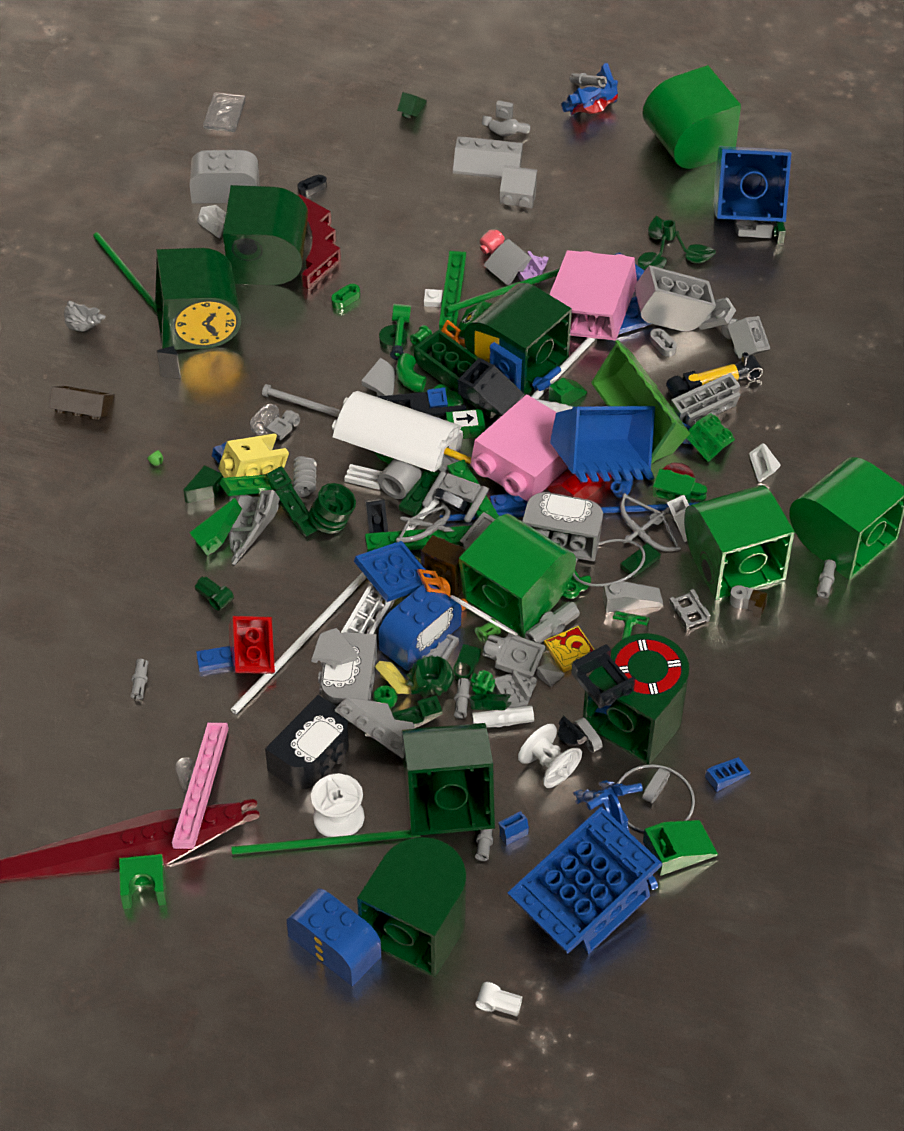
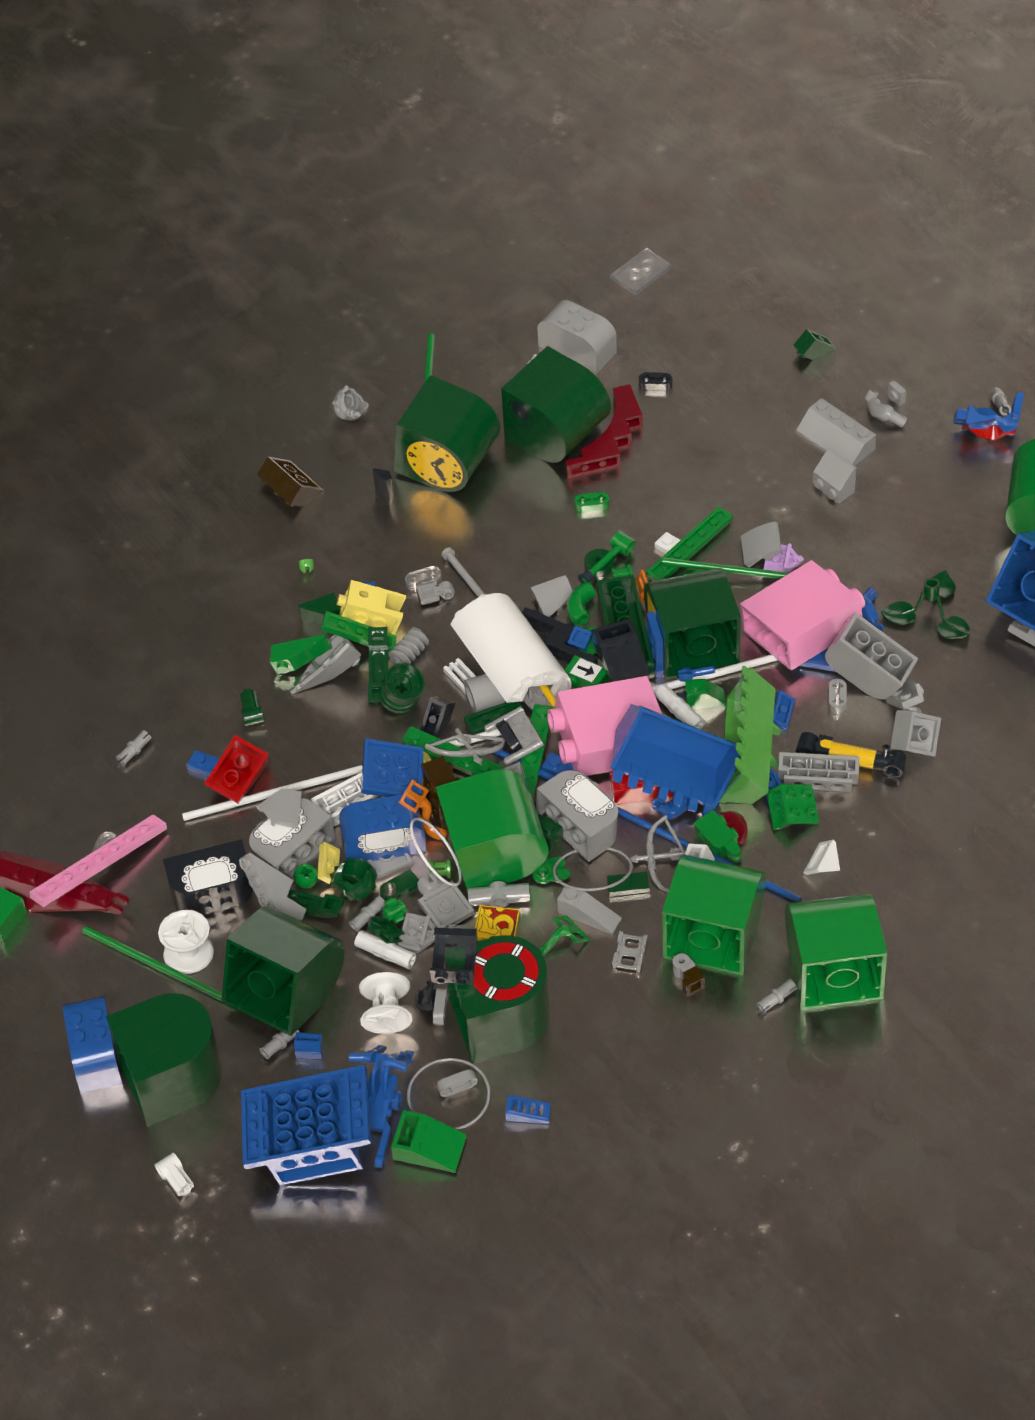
camera: 40 degrees right, 0 degrees up
(491, 241) = (764, 515): coral head -> none

